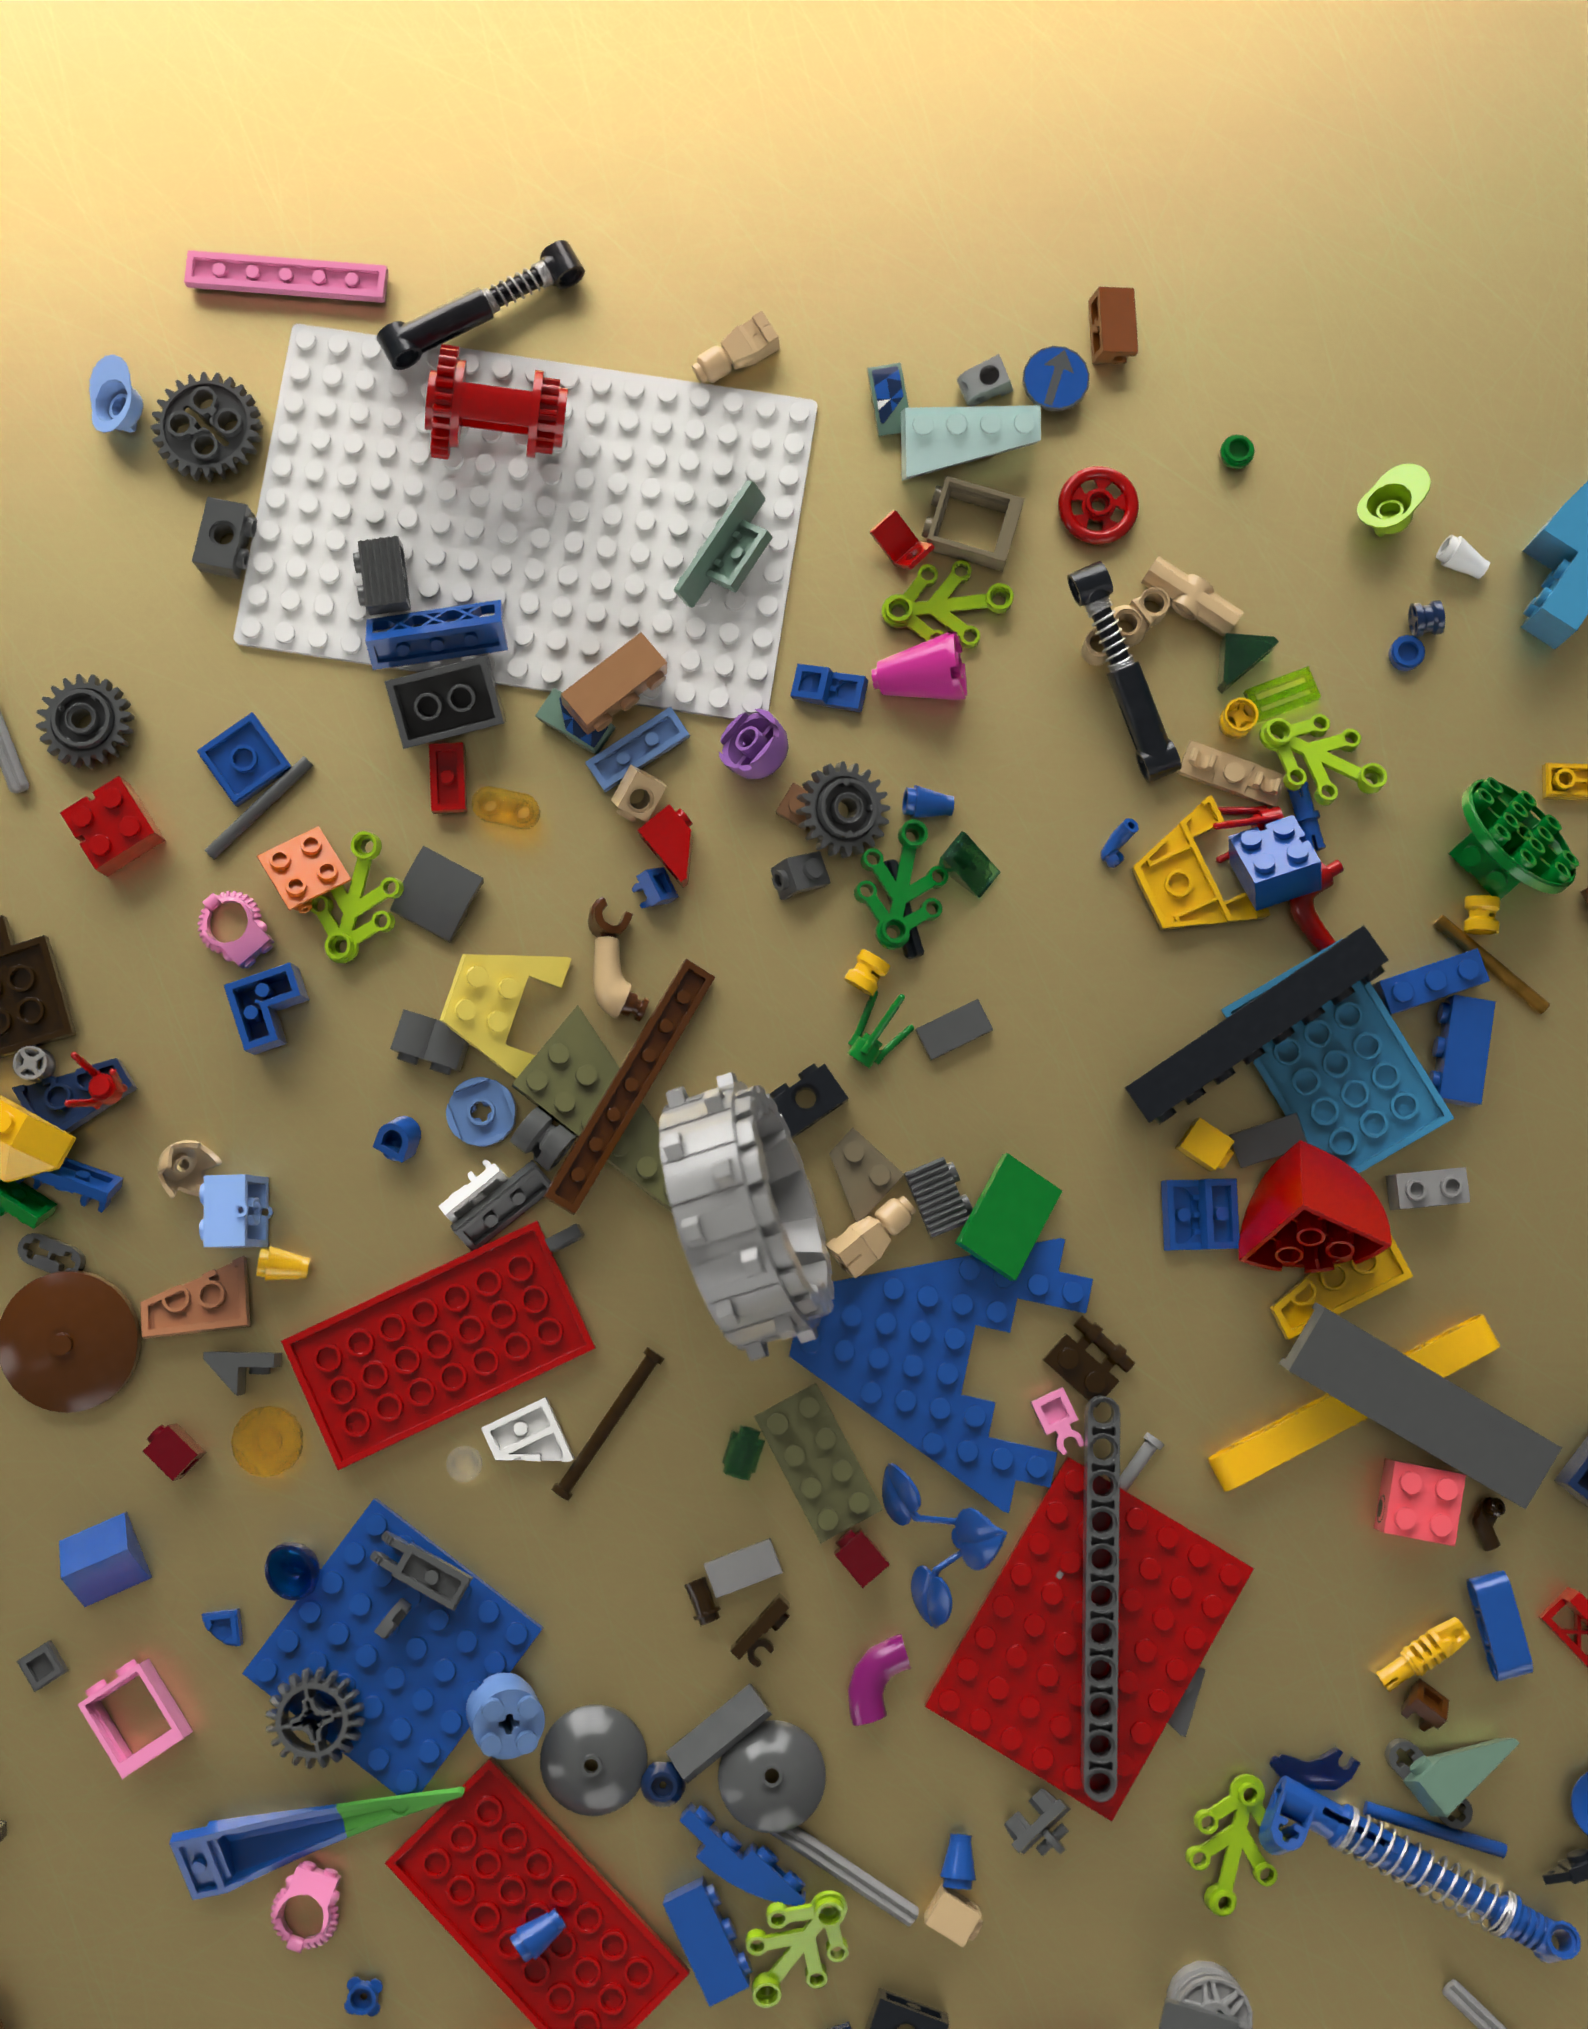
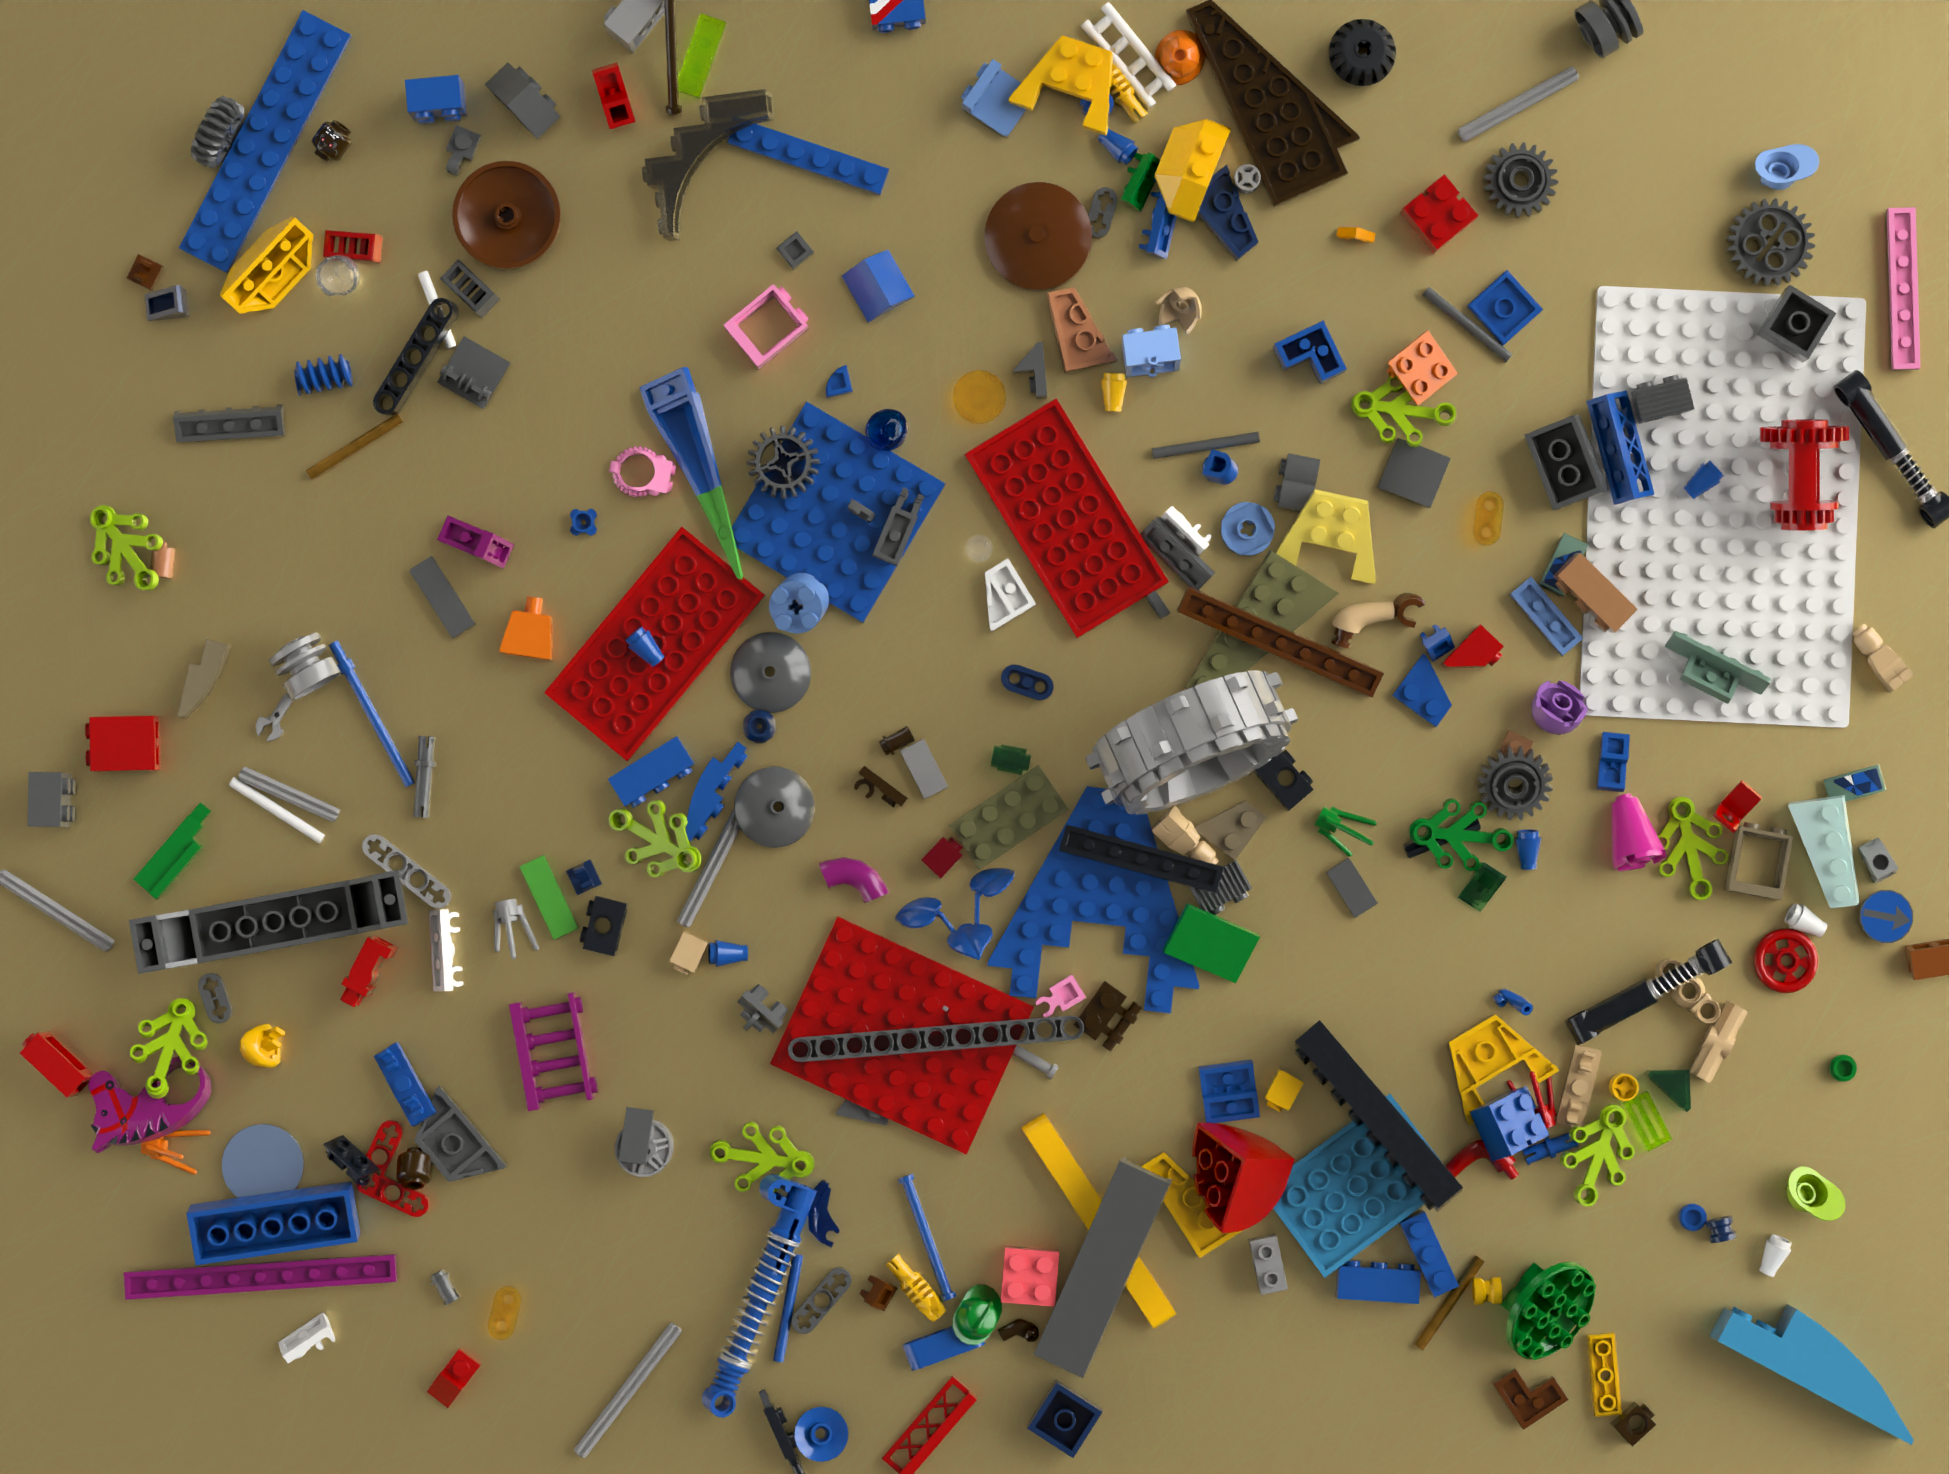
camera: 80 degrees right, 5 degrees up
(103, 1087) = (1235, 237): red plant -> none
(122, 932) = (1356, 233): none -> light orange tile
(173, 1450) = (965, 327): dark red brick -> none
(219, 519) = (1696, 264): dark grey brick -> none
(250, 944) = (1353, 329): bright pink piece -> none
(308, 401) = (1796, 323): none -> dark grey brick
(368, 1154) = (1205, 445): none -> dark grey piece
(448, 778) = (1506, 470): red plate -> none
(489, 536) = (1703, 479): none -> blue cone
(543, 1138) = (1232, 579): dark grey wheel -> none
(607, 1424) = (1020, 654): dark brown bar -> none
(633, 780) = (1520, 617): tan brick -> none
(646, 1419) = (1027, 682): none -> dark blue plate
(716, 912) = (1423, 692): none -> blue wing
(718, 1733) = (801, 764): dark grey tile -> none
(799, 874) = (1460, 754): dark grey bracket -> none
(867, 972) = (1388, 815): yellow wheel -> none
(891, 1296) = (1141, 859): none -> black plate
(1049, 479) = (1804, 920): none -> white cone
(1267, 1139) = (1292, 1137): dark grey tile -> none
(1356, 1632) = (927, 1238): none -> blue bar
(1449, 1777) = (831, 1310): sand green slope -> none
(1465, 1577) = (977, 1315): none -> green piece

